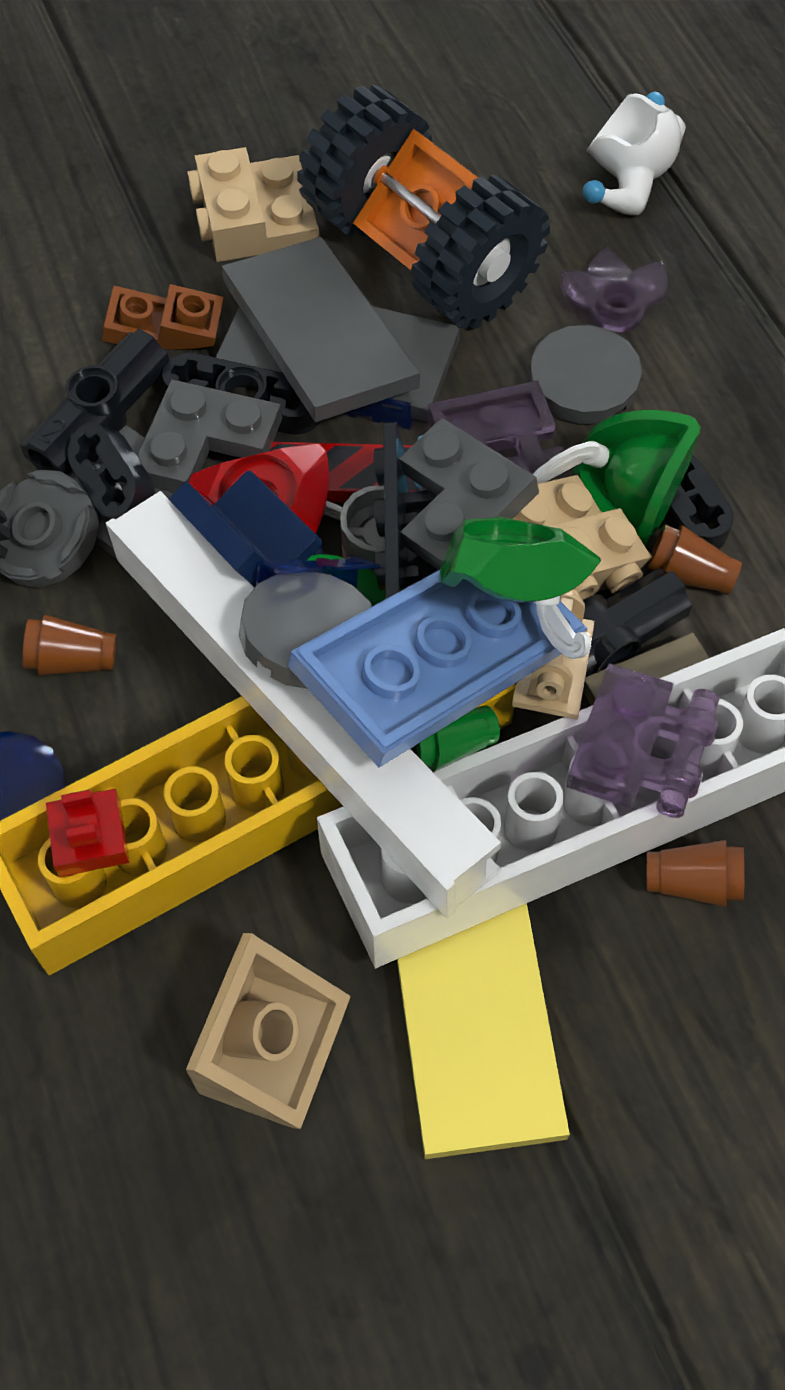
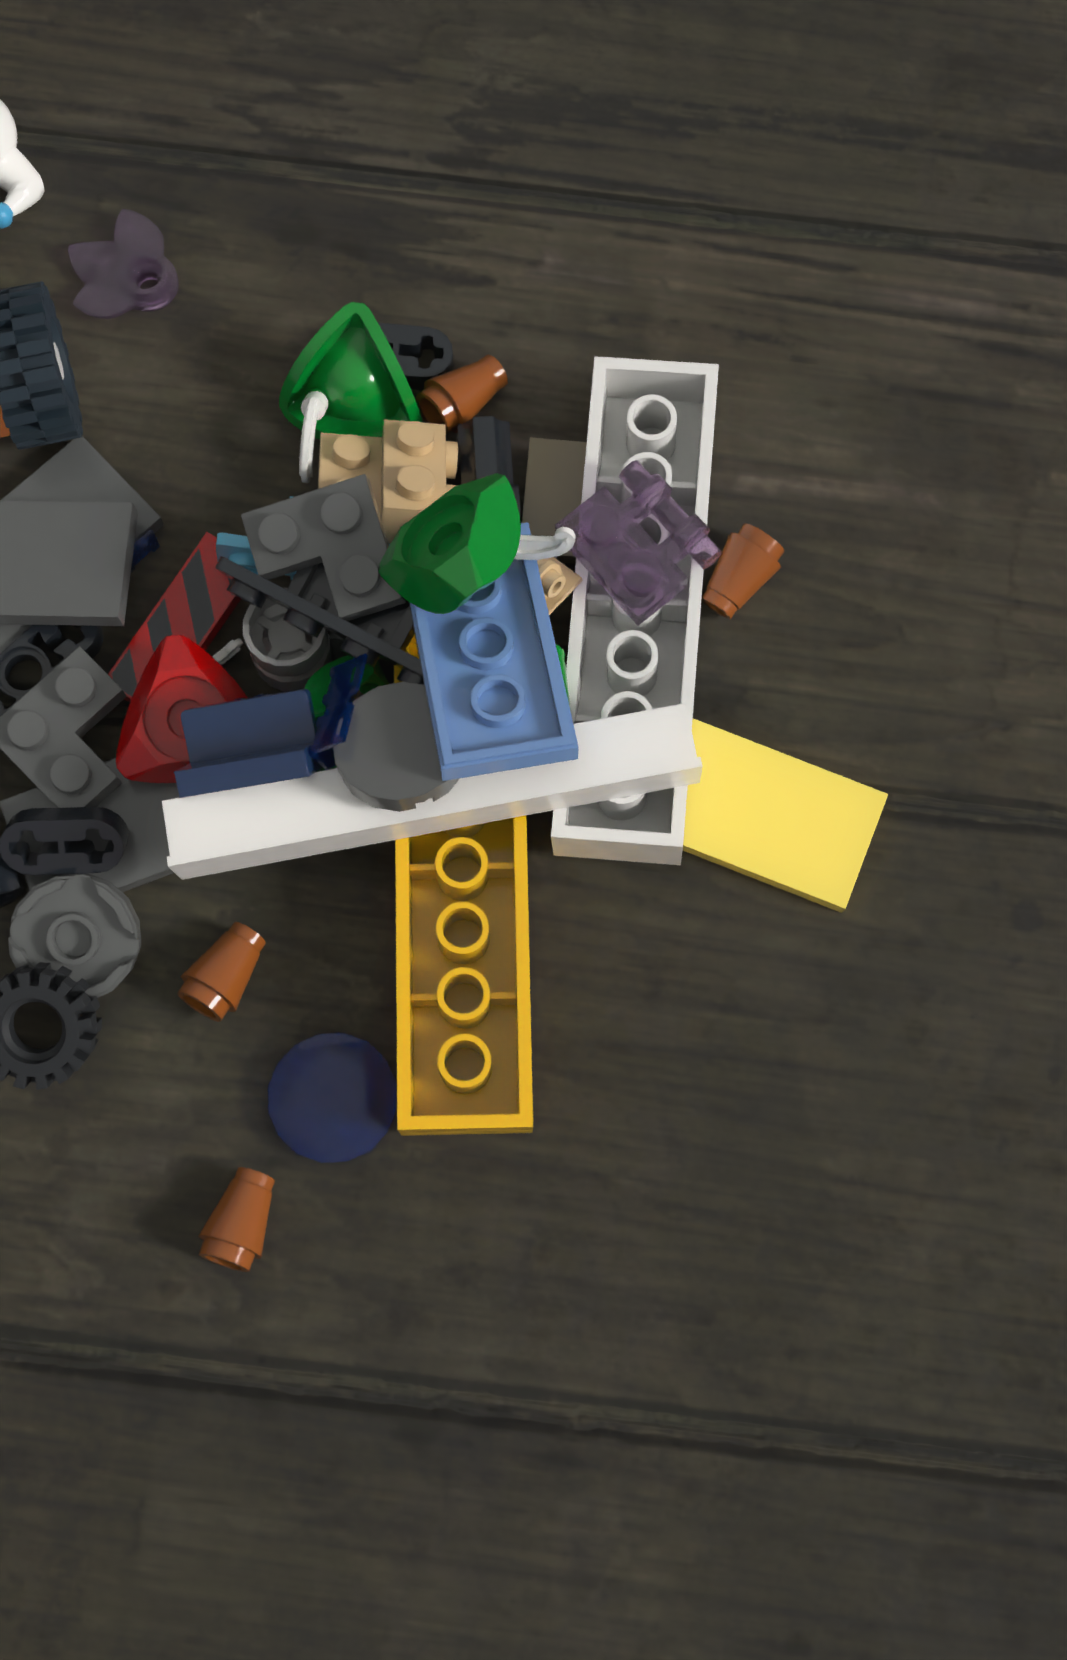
camera: 65 degrees left, 15 degrees up
(87, 832) = (457, 1030): red tile -> none
(267, 1034) = (688, 977): tan slope -> none
(504, 420) = (211, 466): clear purple plate -> none
(586, 373) = (203, 356): dark grey tile -> none

